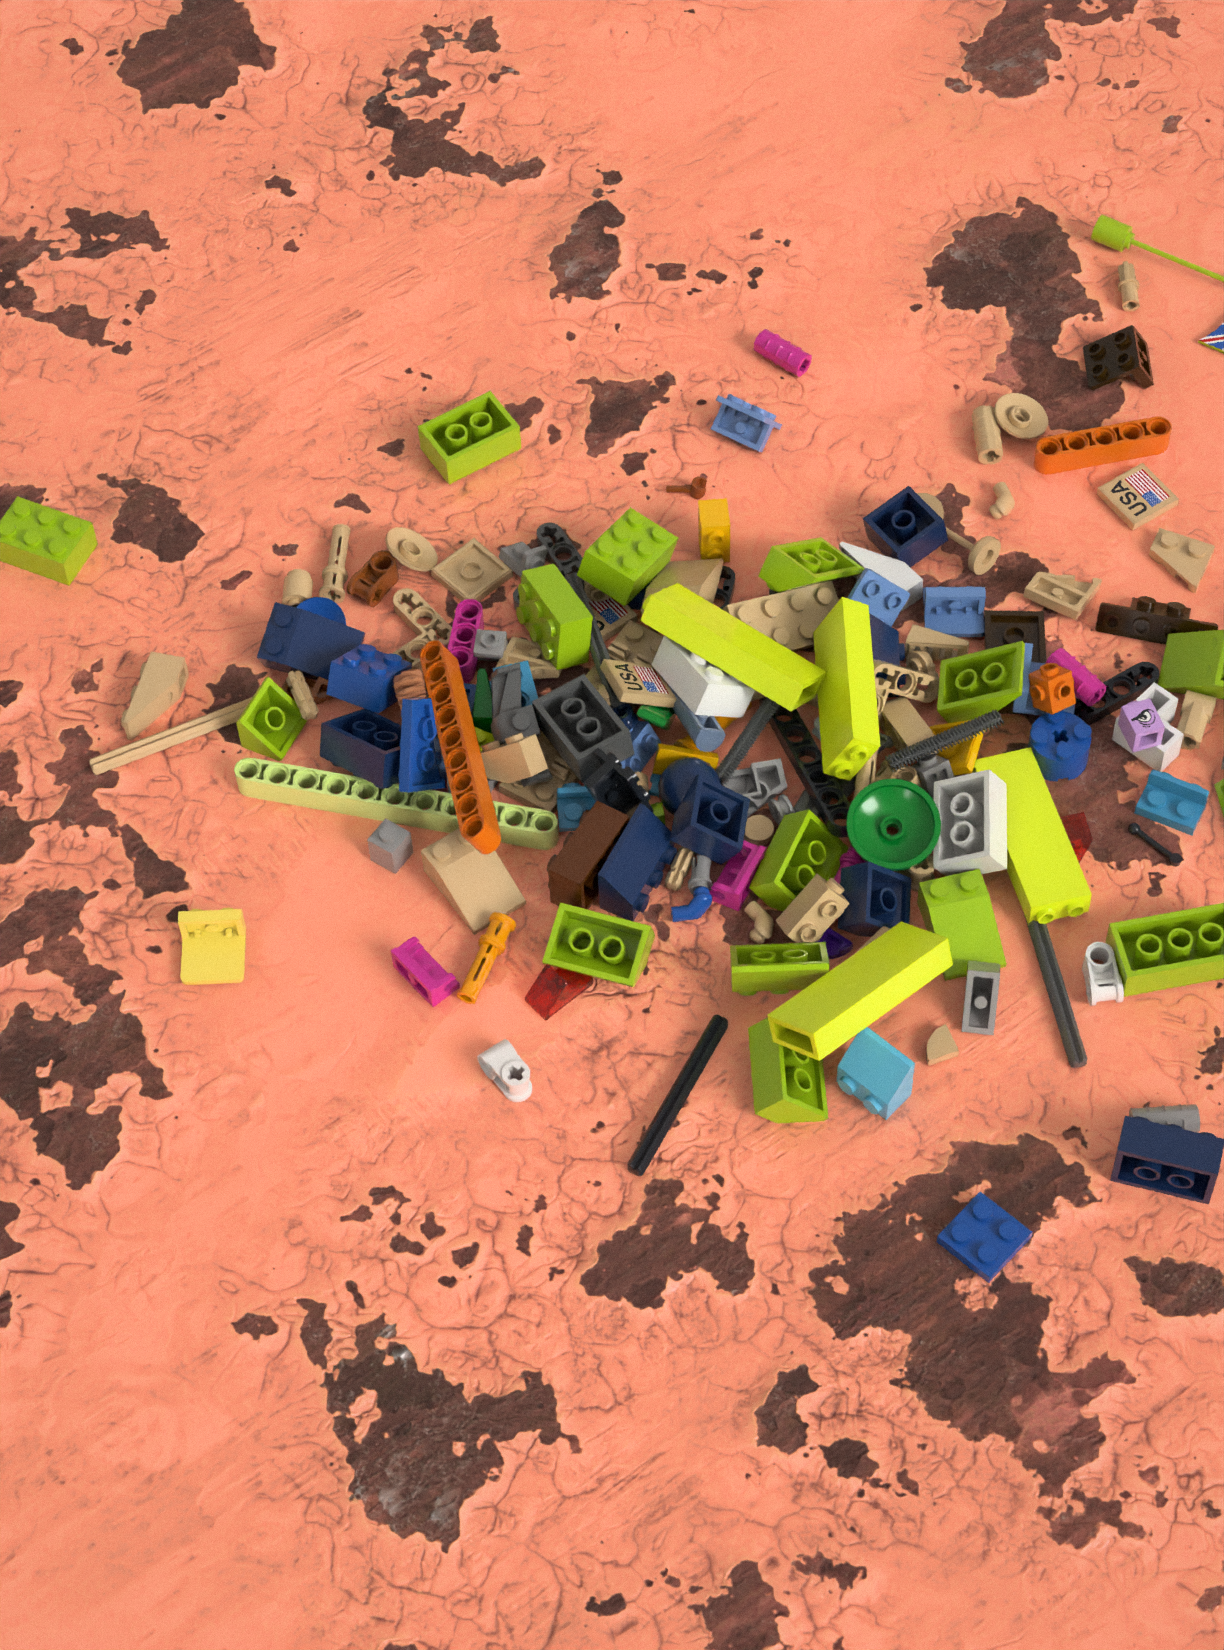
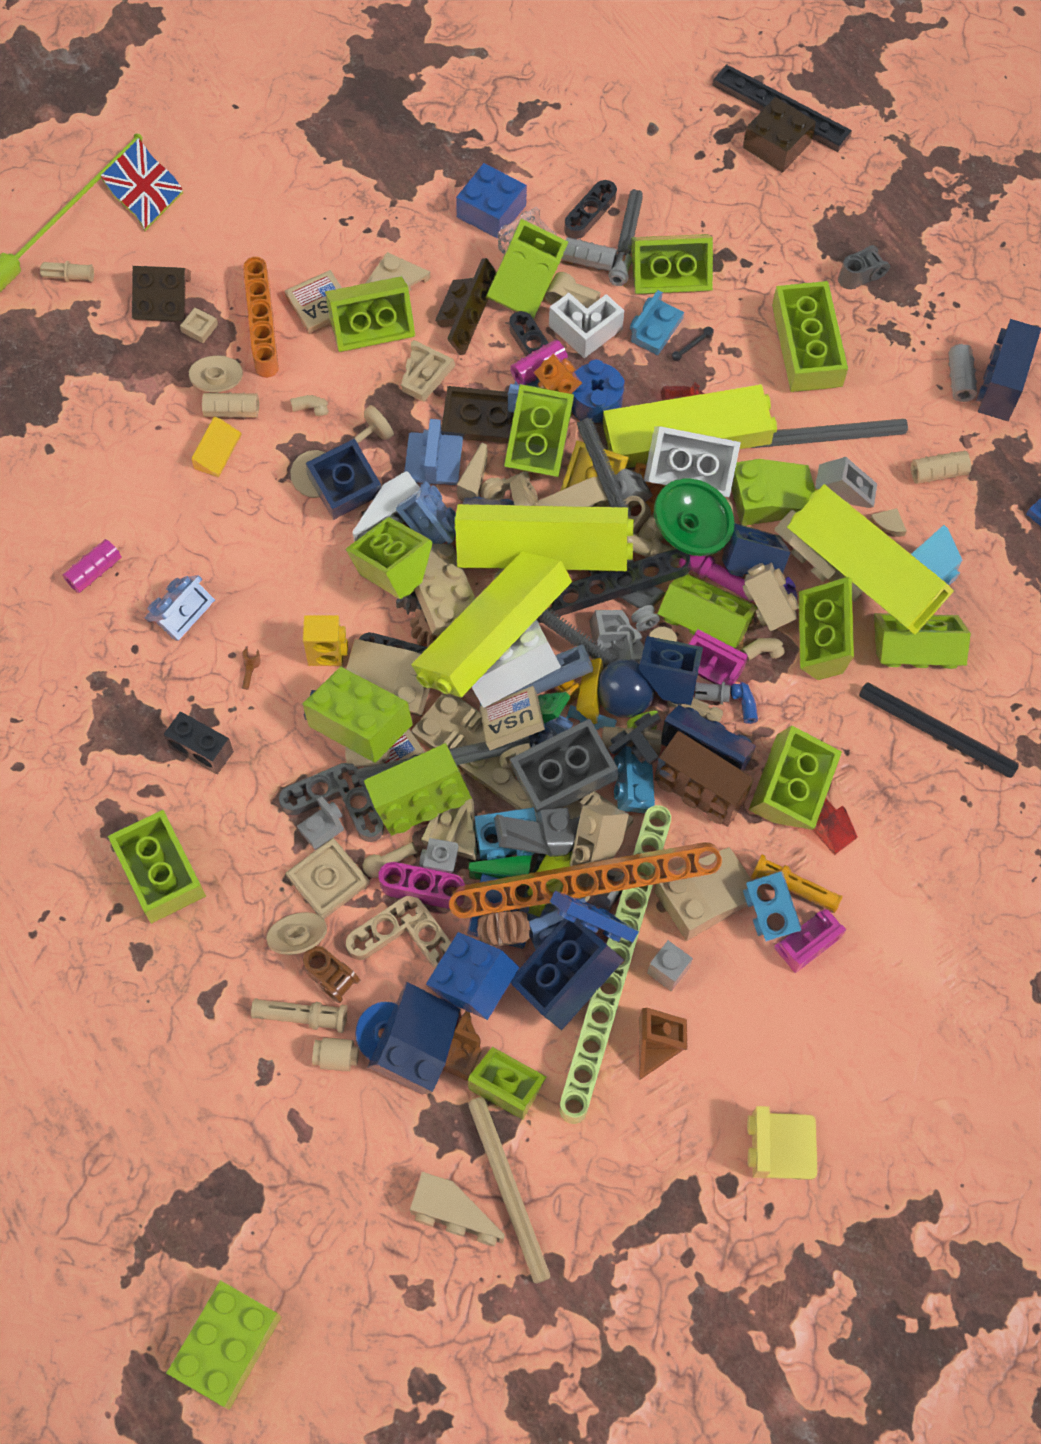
camera: 90 degrees left, 10 degrees up
(302, 695) = (479, 1048): tan axle -> none
(317, 841) = (659, 1039): none -> dark orange slope
(454, 927) = (781, 904): none -> dark azure brick
(491, 613) = (374, 862): none -> tan bar
(507, 1070) = (916, 872): white piece -> none
(599, 454) = (198, 742): none -> black brick
(936, 429) = (215, 447): none -> yellow slope
(1022, 1095) = (940, 467): none -> tan axle
(1082, 397) = (199, 325): none -> tan plate
(1101, 980) = (828, 396): white piece -> none
(1122, 533) = (370, 313): none -> lime slope
(1141, 725) = (603, 317): lavender brick -> none

